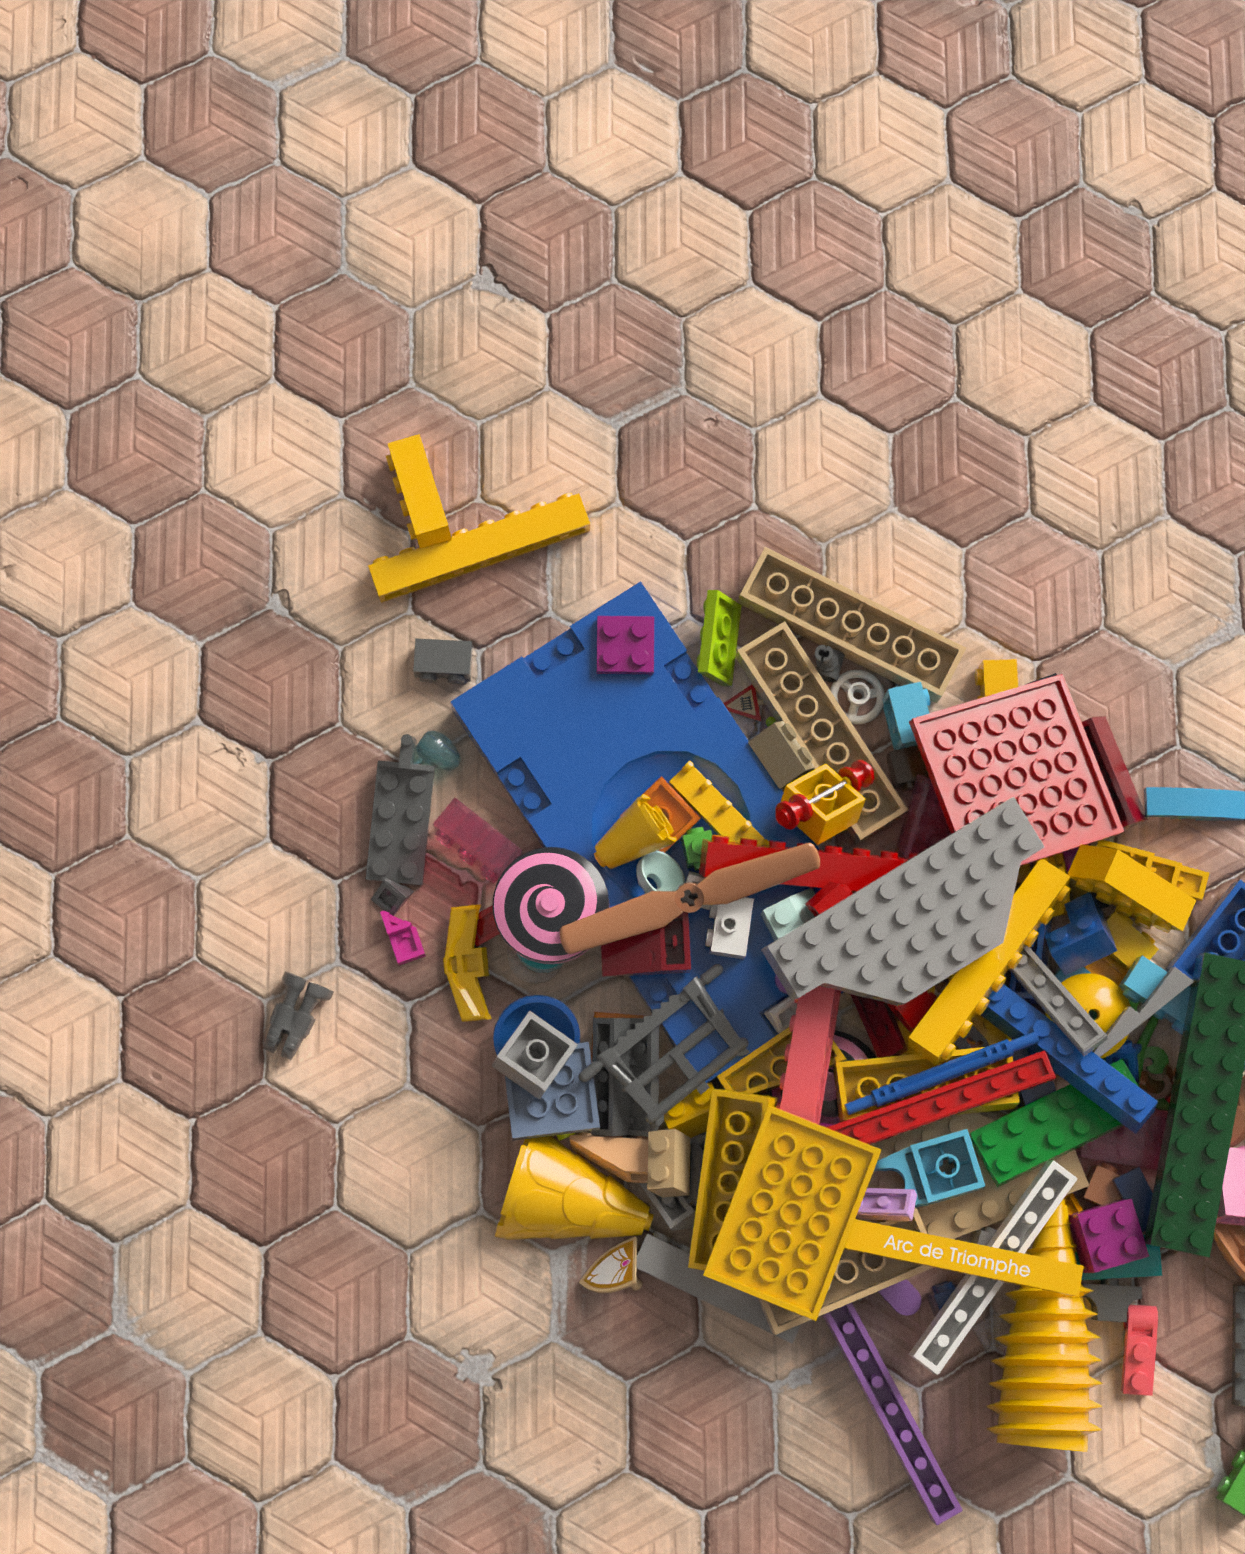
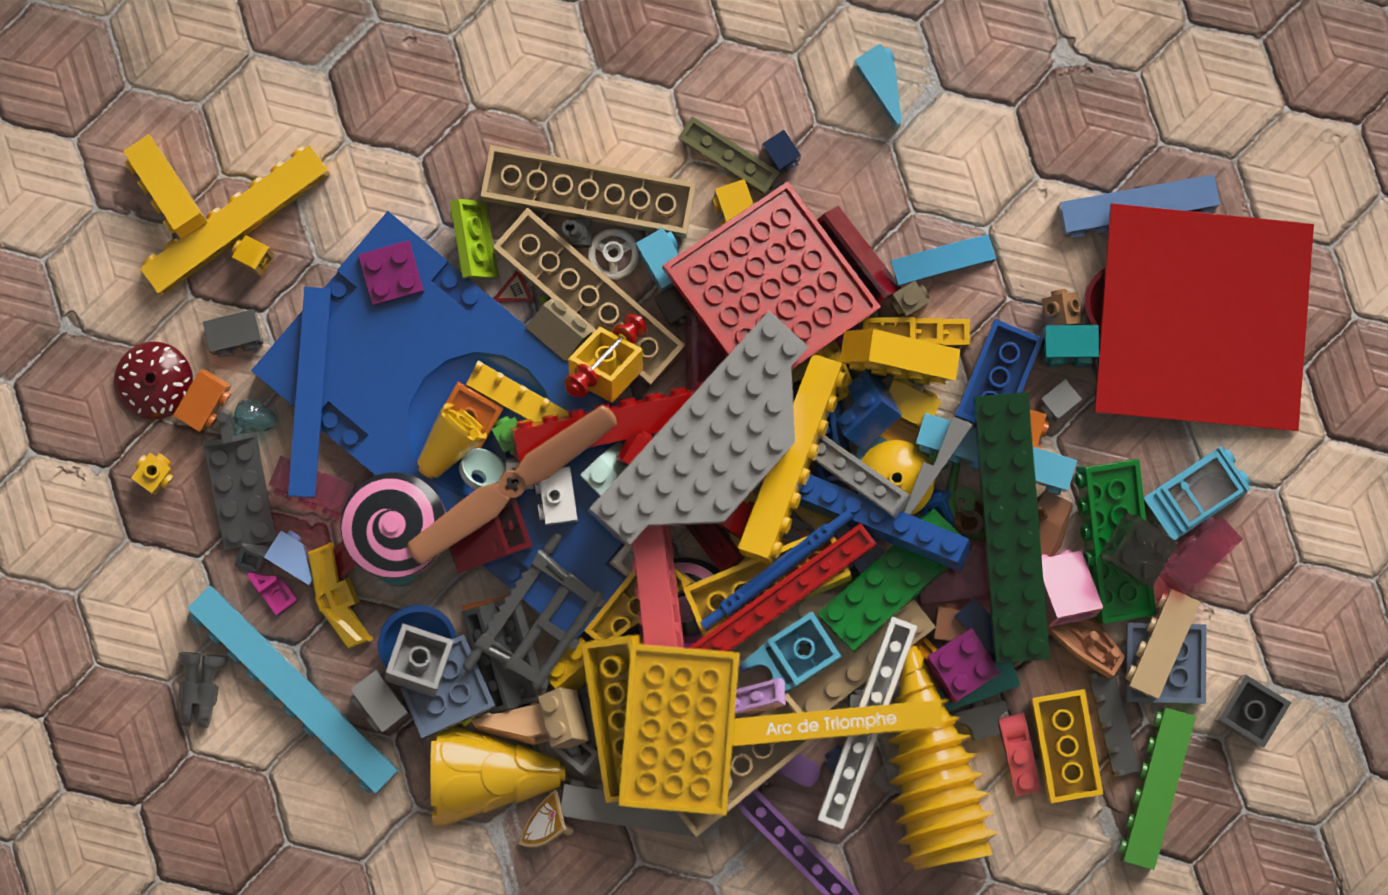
camera: 15 degrees left, 5 degrees up
(317, 787) = (144, 477): none -> yellow brick
(347, 703) = (171, 381): none -> dark red dish
(391, 719) = (203, 400): none -> orange brick
(392, 1048) = (293, 689): none -> medium azure brick
(432, 906) = (291, 556): none -> light blue slope
(479, 1087) = (380, 702): none -> light grey brick
(487, 587) = (252, 254): none -> yellow slope
(504, 742) = (309, 392): none -> blue tile
(1004, 631) = (728, 155): none -> olive plate
(1061, 644) = (782, 152): none -> dark blue brick
(1153, 834) = (909, 299): none -> dark tan brick
(1184, 597) = (879, 75): none -> medium azure slope
(1193, 1356) = (1066, 746): none -> yellow brick

